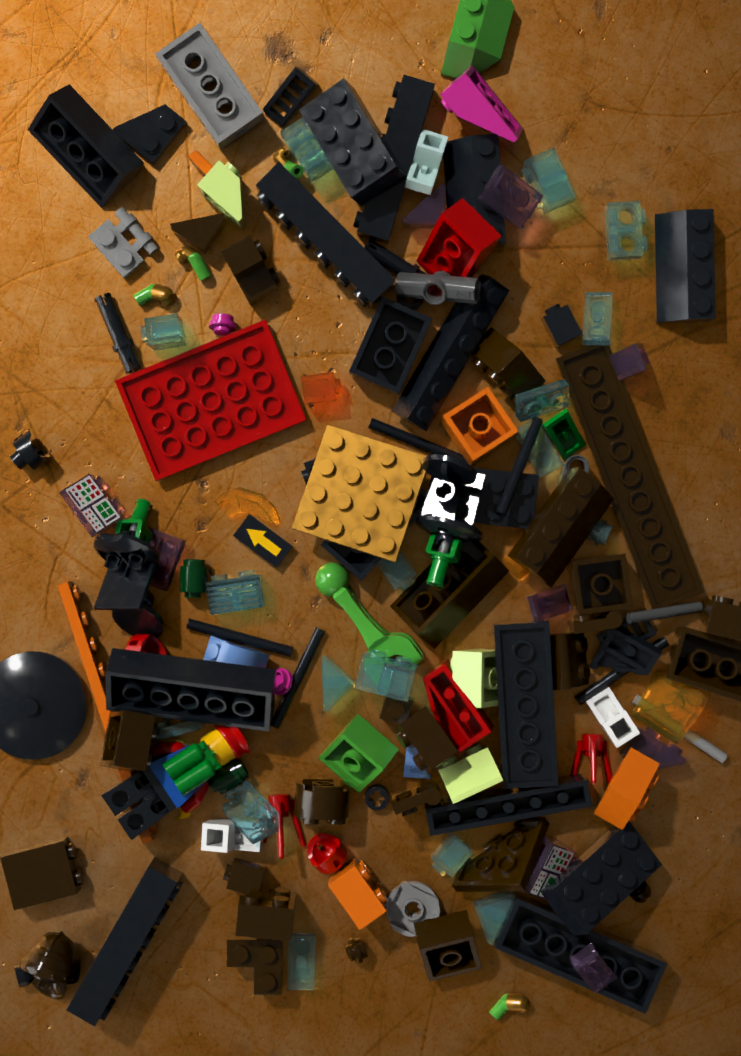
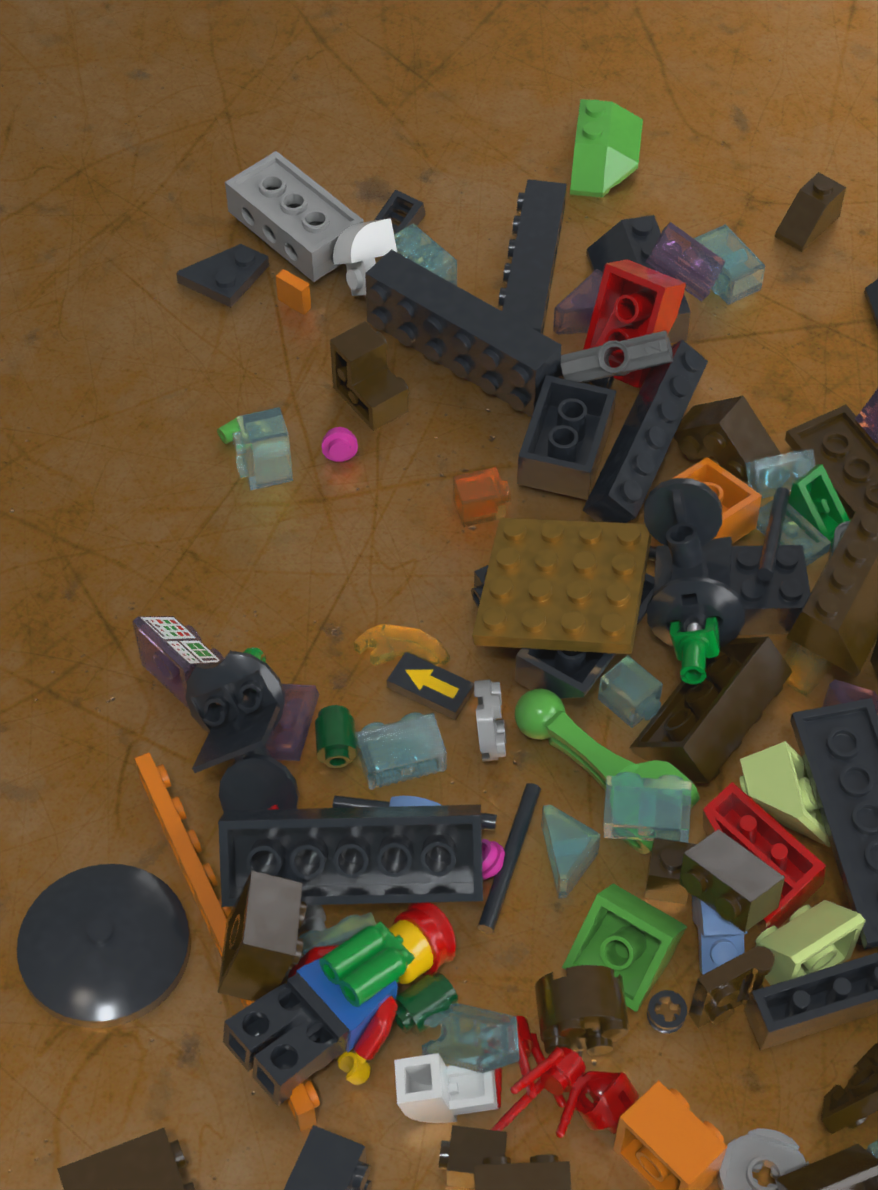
camera: 10 degrees left, 35 degrees down
(27, 453) = (84, 609): black piece -> none
(85, 145) = (143, 289): black slope -> none
(117, 249) = (194, 389): light grey plate -> none
(117, 332) = (206, 479): black pin -> none
(195, 259) = (292, 384): bright green arm -> none
(200, 231) = (297, 353): dark brown slope -> none
(210, 400) = (333, 529): red plate -> none
(225, 191) = (322, 300): yellowish green slope -> none
(258, 139) = (359, 247): none -> white brick
(296, 586) = (490, 730): none -> light grey plate
(302, 836) = (559, 1075): none -> red plant
(352, 142) = (484, 237): black brick -> none
(426, 162) = (571, 257): light aqua brick -> none
(450, 855) = (807, 1078): clear light blue brick -> none
(477, 103) = (623, 192): dark pink slope -> none
(560, 325) = (783, 399): black brick -> none
(597, 318) = (828, 385): clear light blue plate -> none
(618, 230) = (833, 300): clear light blue brick -> none
(629, 133) = (811, 212): none -> dark brown slope

